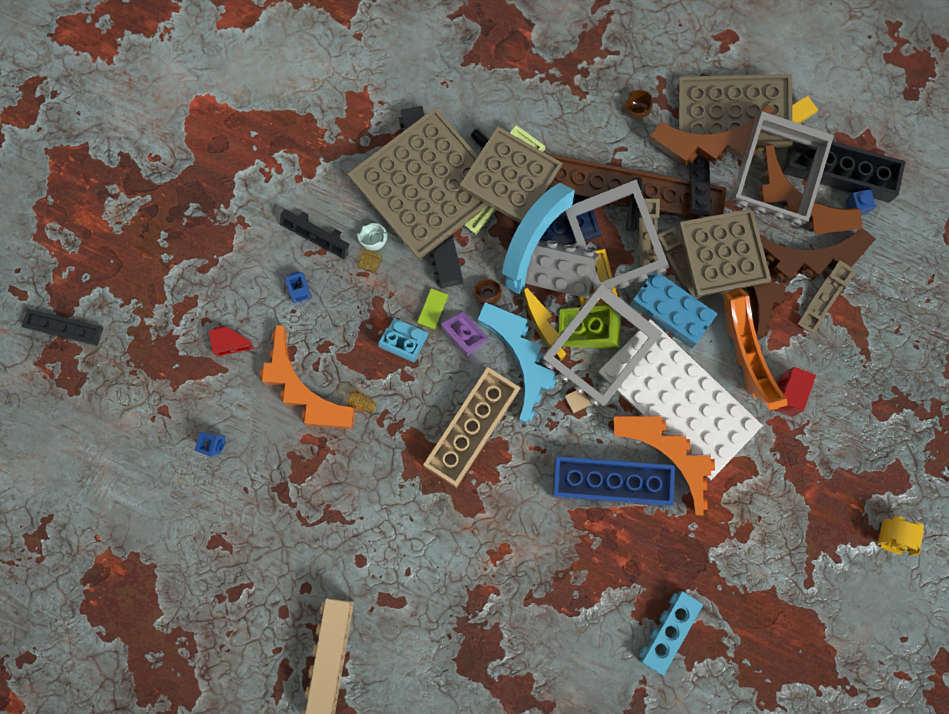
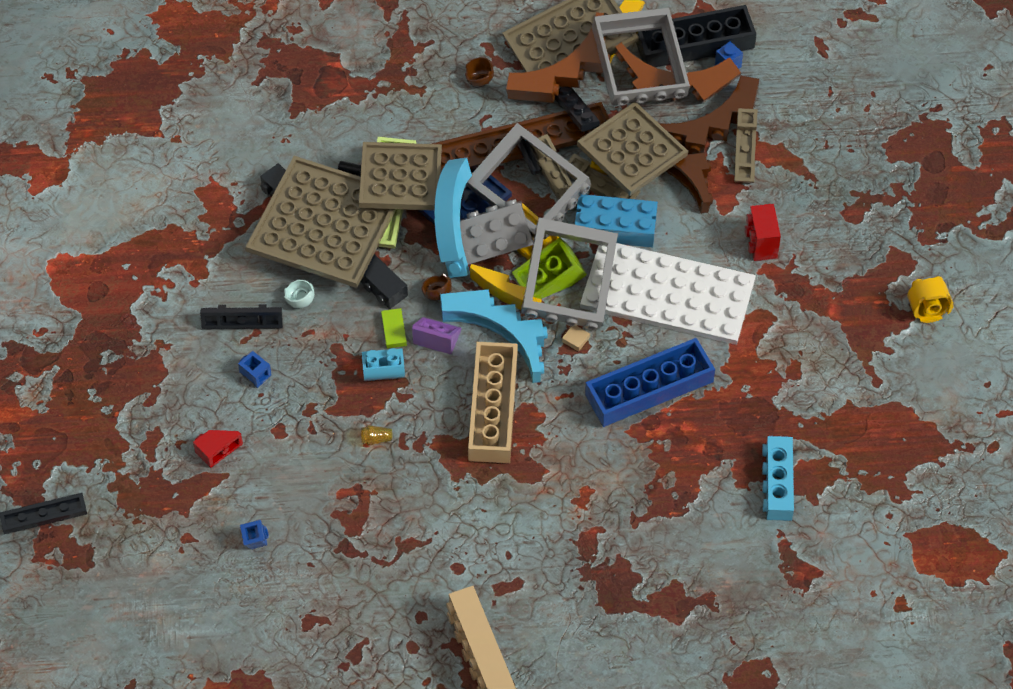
camera: 25 degrees left, 20 degrees down
(281, 373) = (338, 460): orange arch -> none
(370, 261) = (308, 317): clear yellow tile -> none
(693, 466) = (687, 325): orange arch -> none
(748, 352) = (705, 221): orange arch -> none

